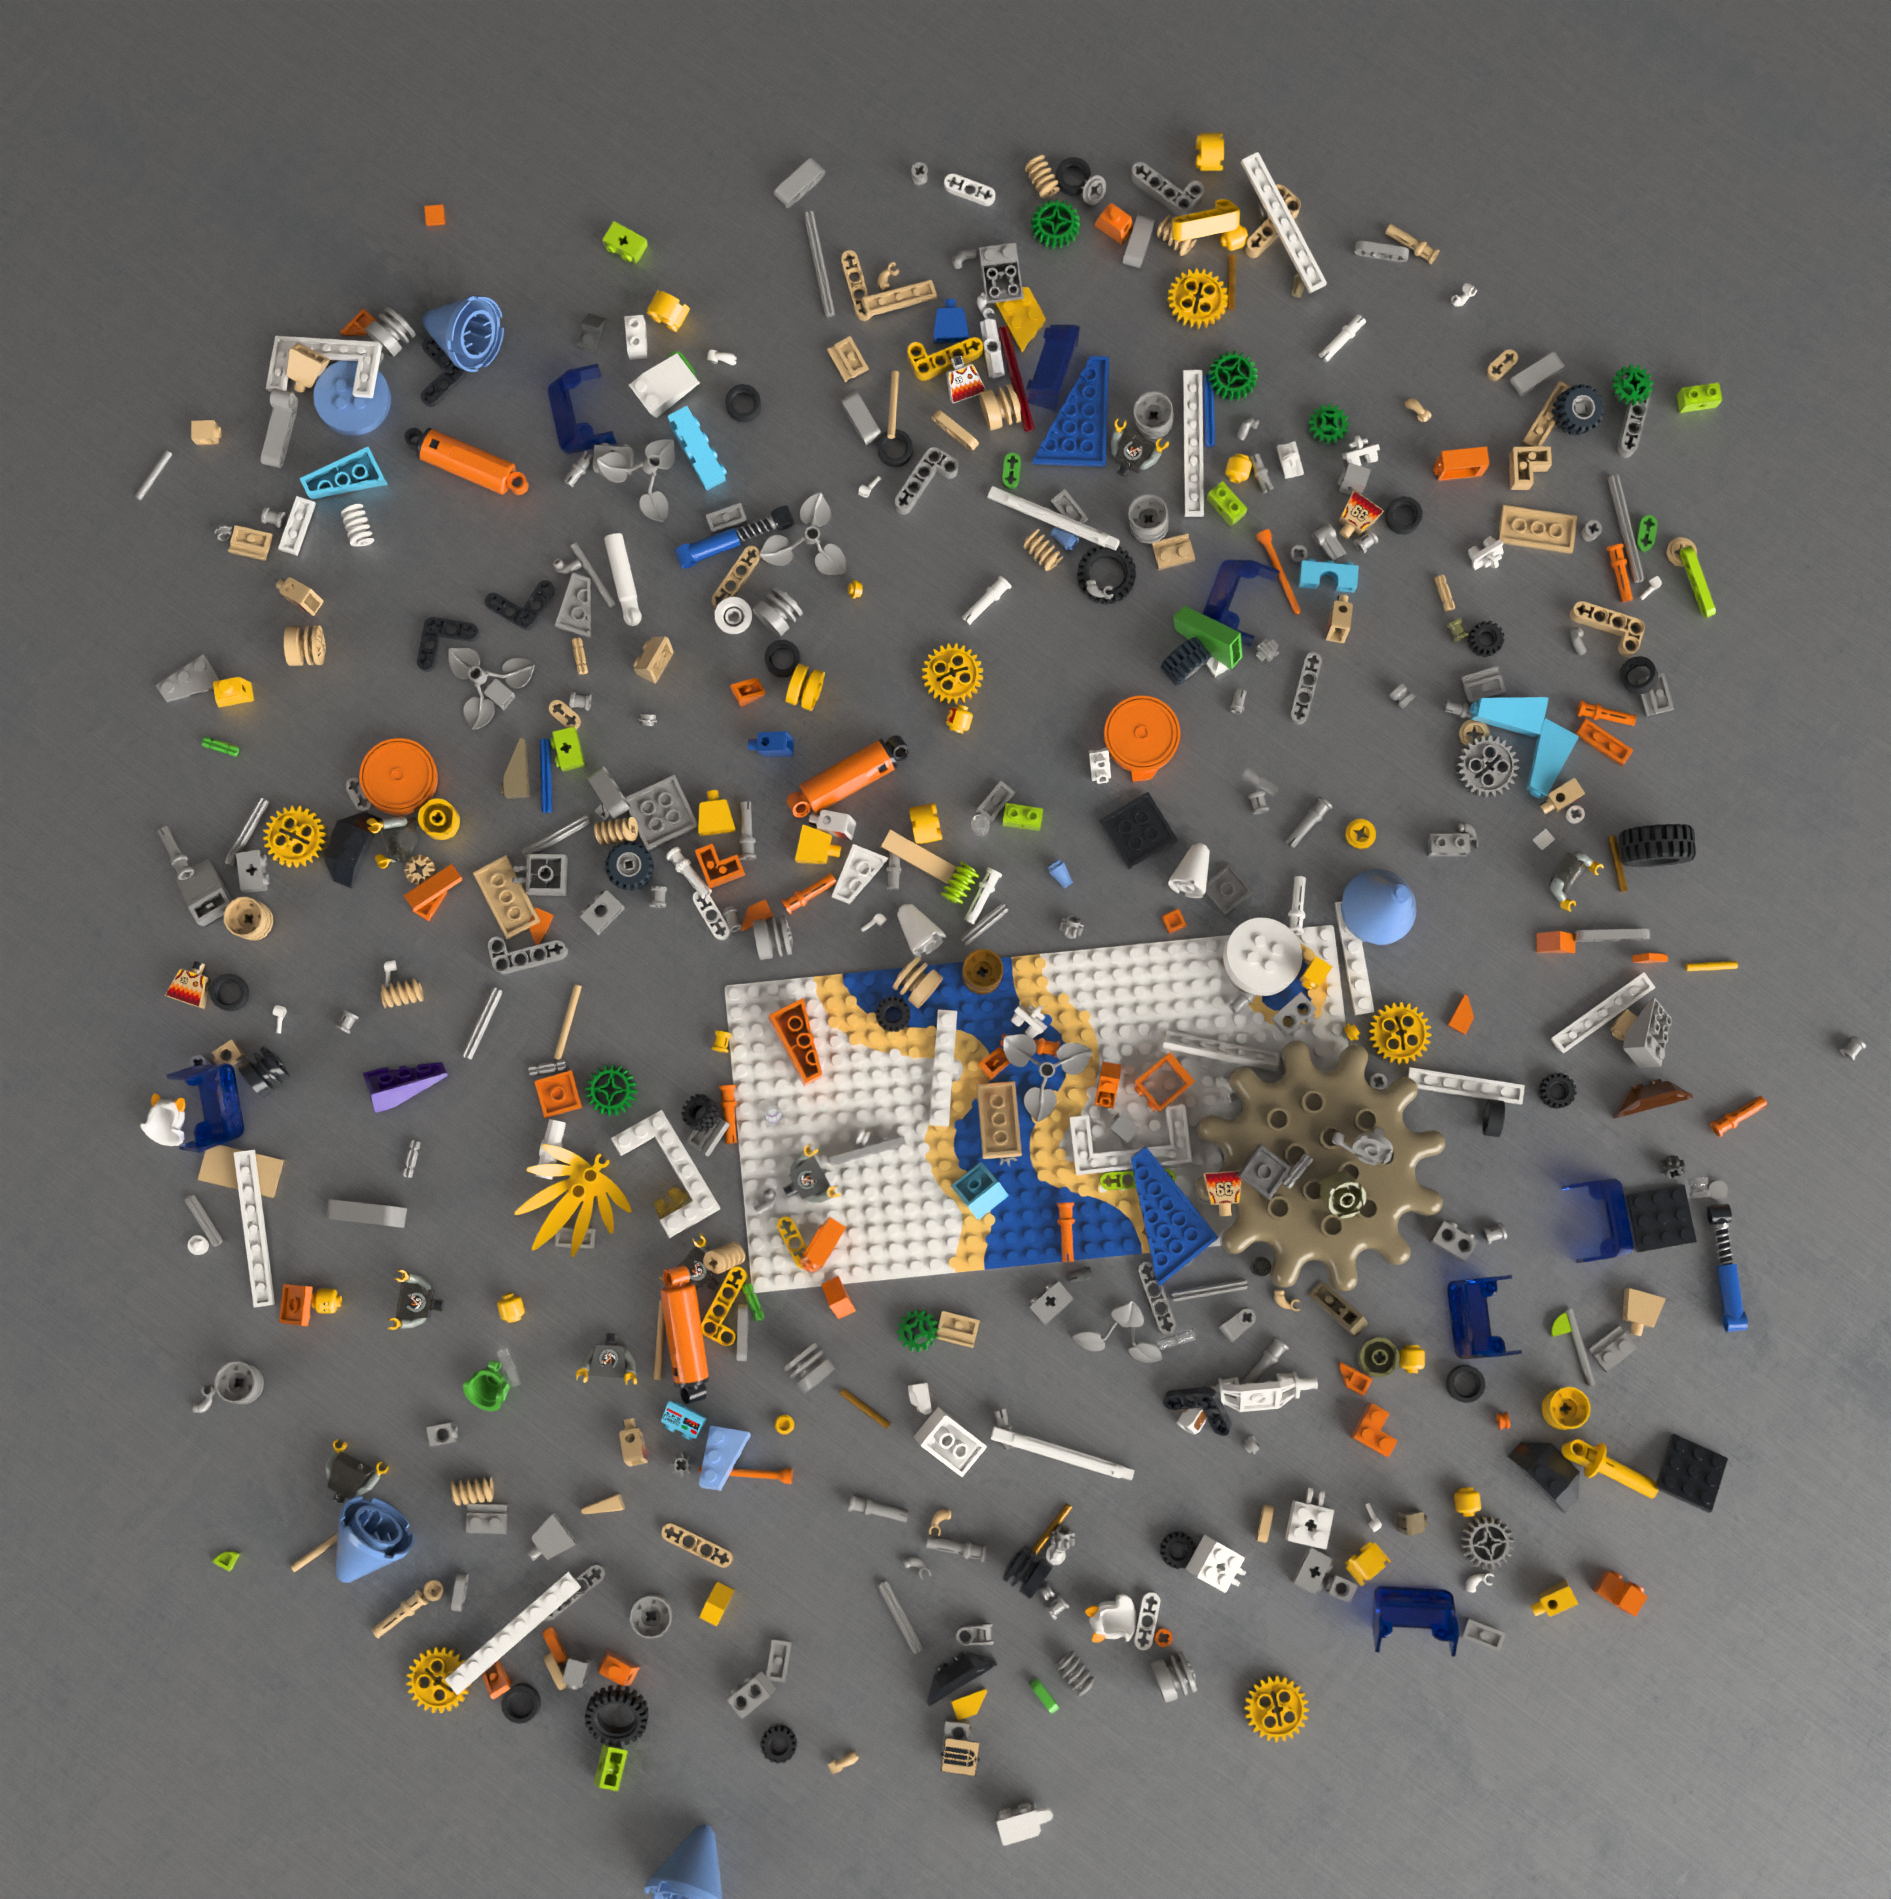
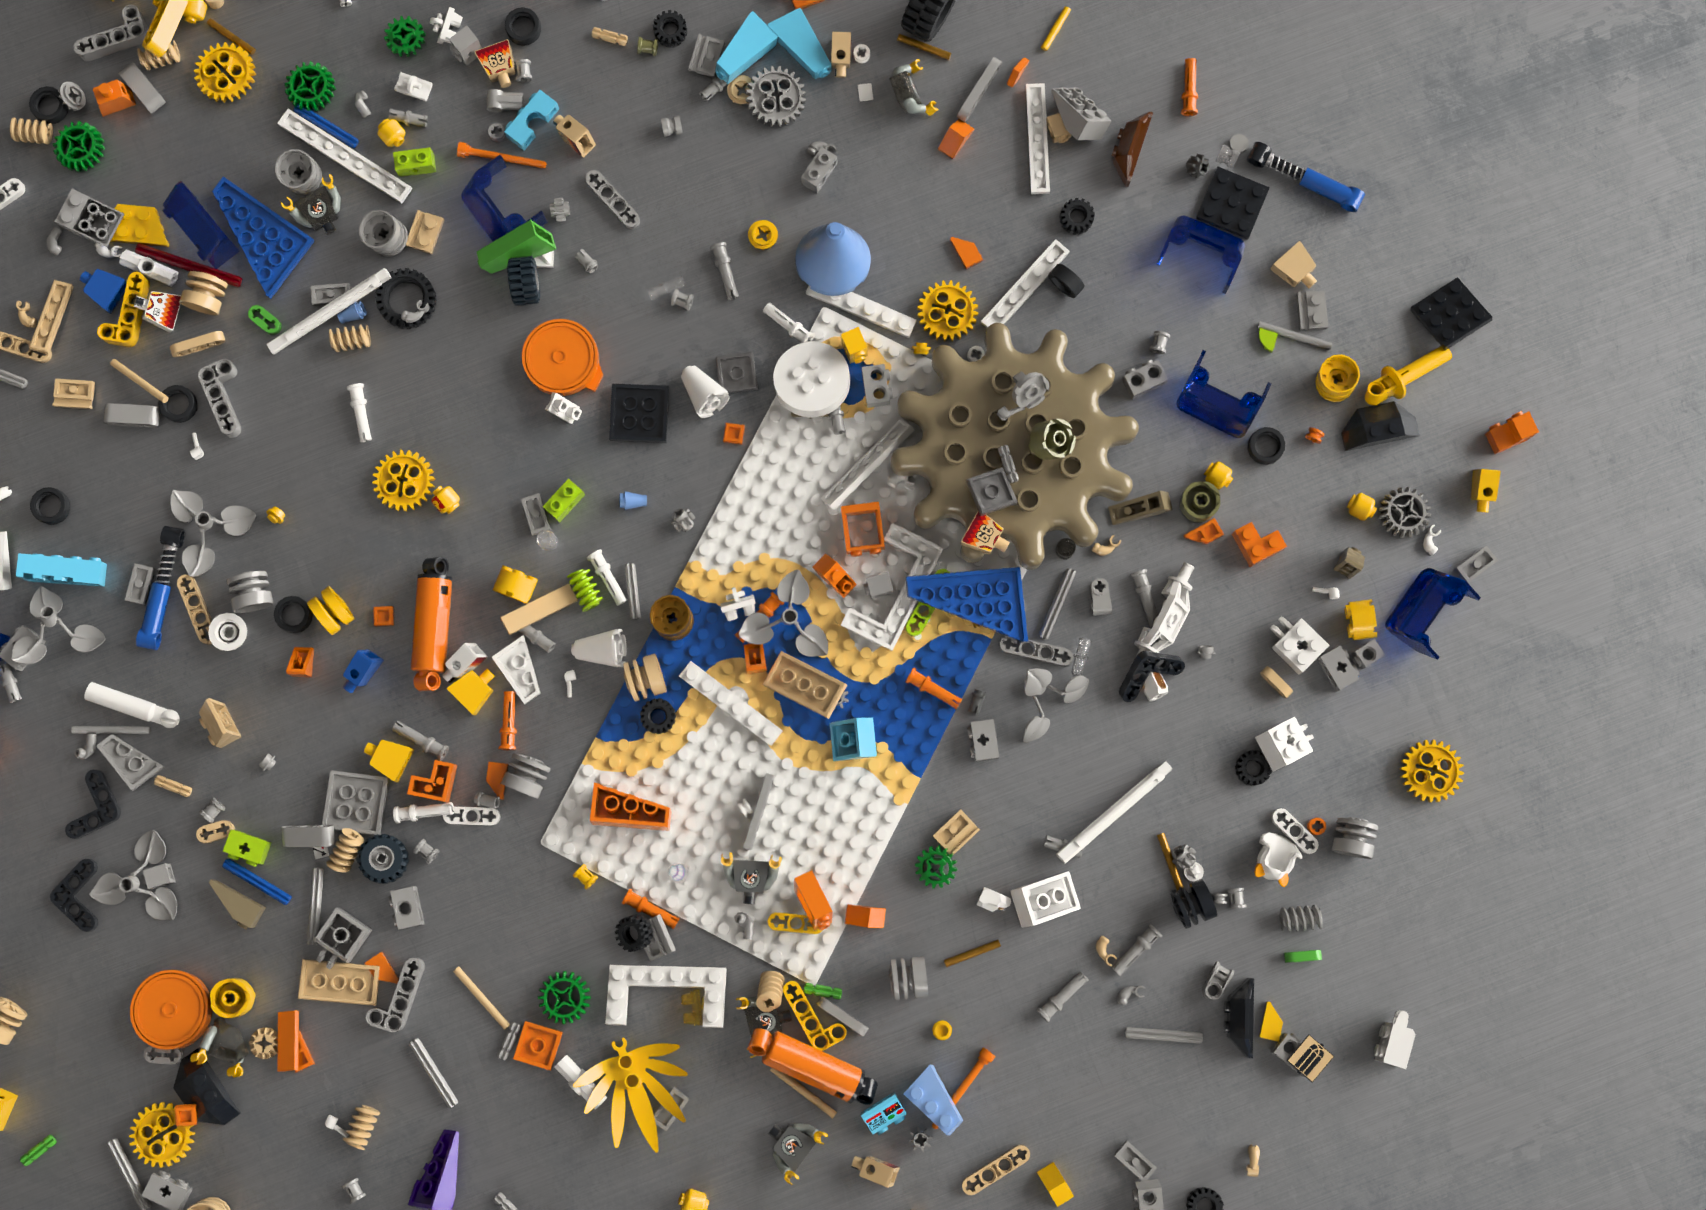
camera: 55 degrees left, 0 degrees up
(322, 845) = (186, 1115): none -> orange tile
(829, 733) = (383, 616): none -> orange tile

